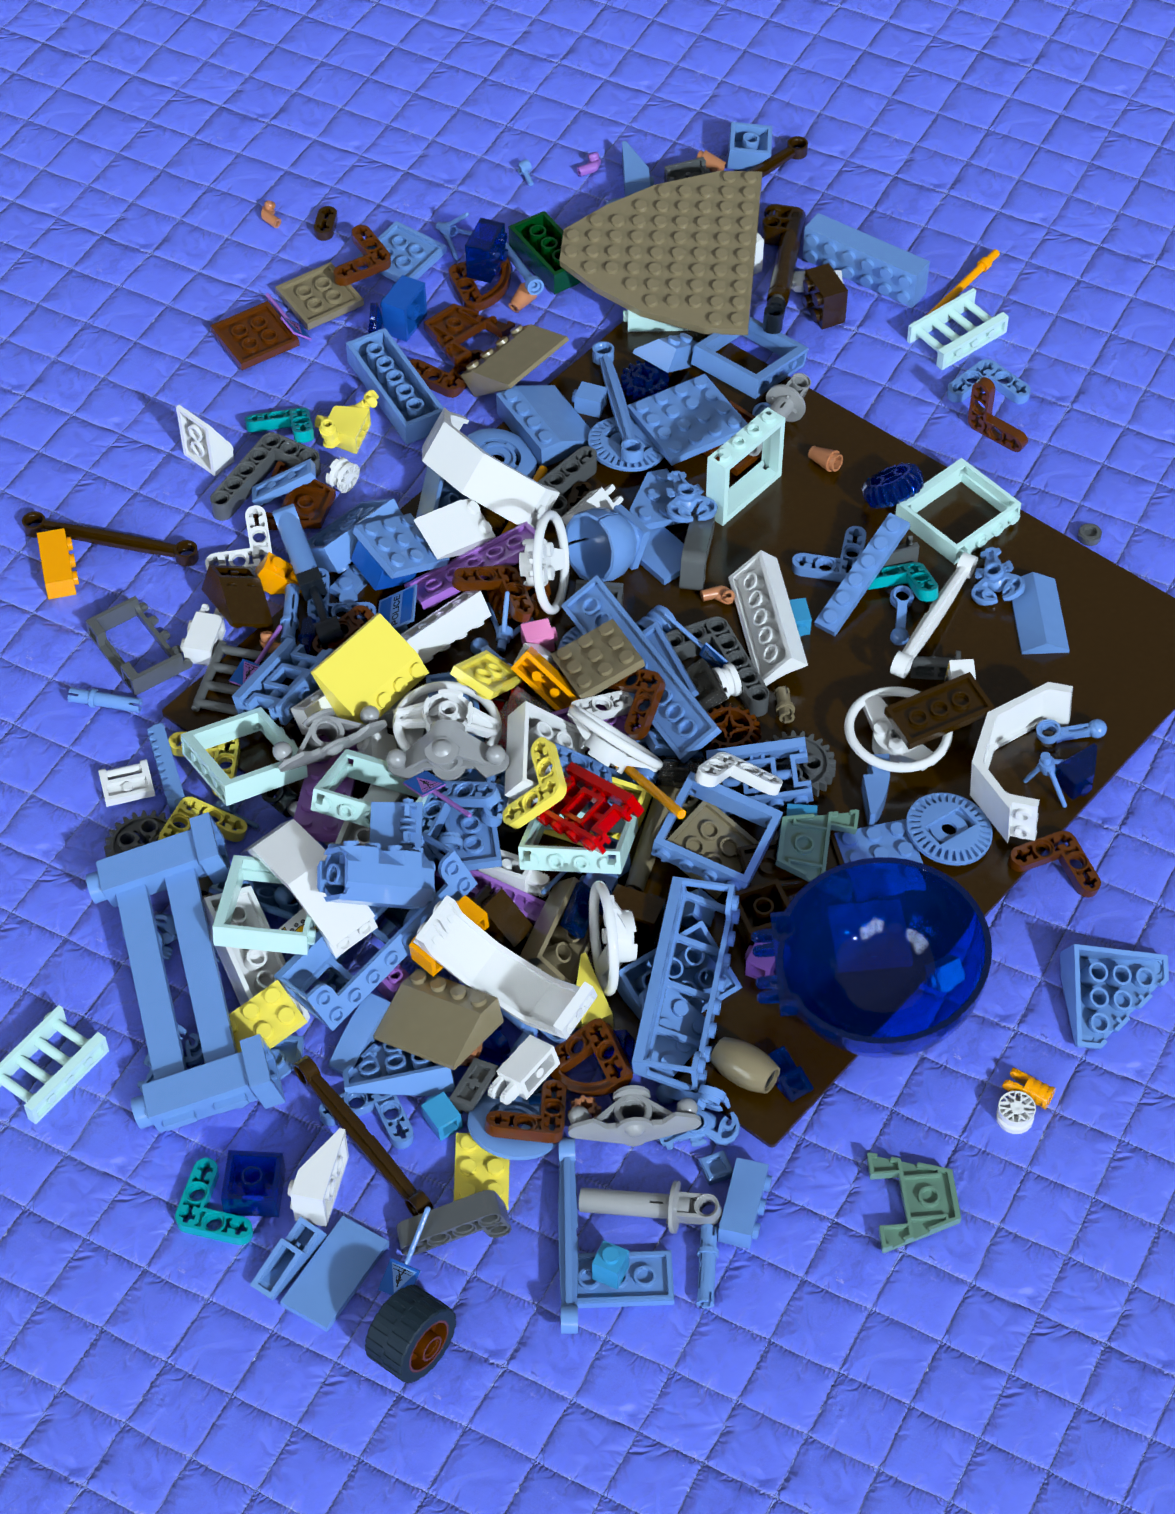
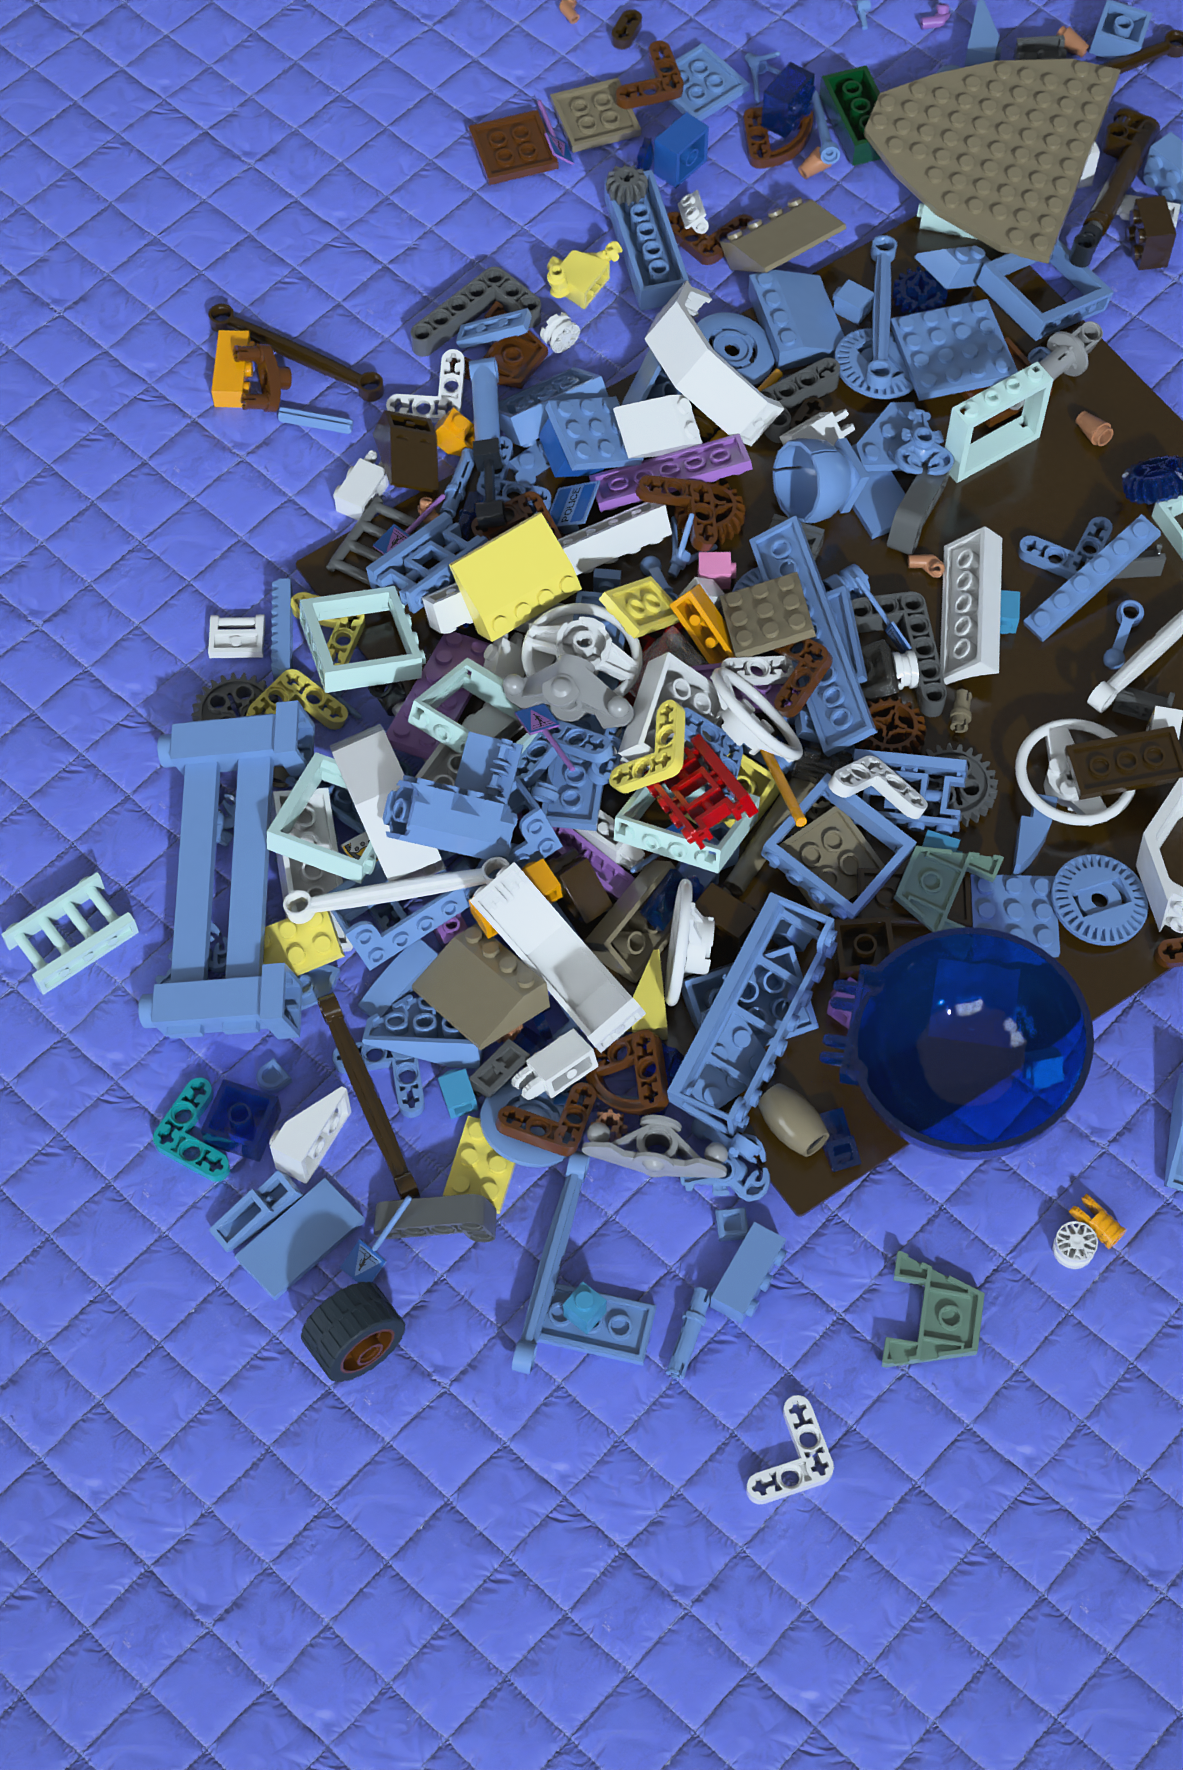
camera: 15 degrees right, 10 degrees up
(95, 698) = (229, 532): medium blue pin -> none
(96, 563) = (271, 377): none -> reddish brown connector
(144, 590) = (315, 420): none -> medium blue axle
(150, 677) = (299, 519): dark grey hinge -> none
(203, 443) = (422, 264): white slope -> none
(269, 1141) = (272, 1077): none -> medium blue tile
(297, 418) = (529, 255): teal beam -> none
(334, 728) = (449, 623): light grey piece -> none
(334, 954) = (390, 891): none -> white piece
(367, 342) = (626, 184): none -> dark grey gear
(430, 355) = (693, 212): none -> white hinge
(445, 663) = (606, 580): none -> medium blue plate
(459, 324) = (735, 181): reddish brown wing -> none
(542, 560) = (741, 484): white piece -> none
(674, 1207) = (671, 1259): light grey piece -> none
(839, 1352) = (801, 1466): none -> white beam
(911, 573) = (1140, 586): teal beam -> none

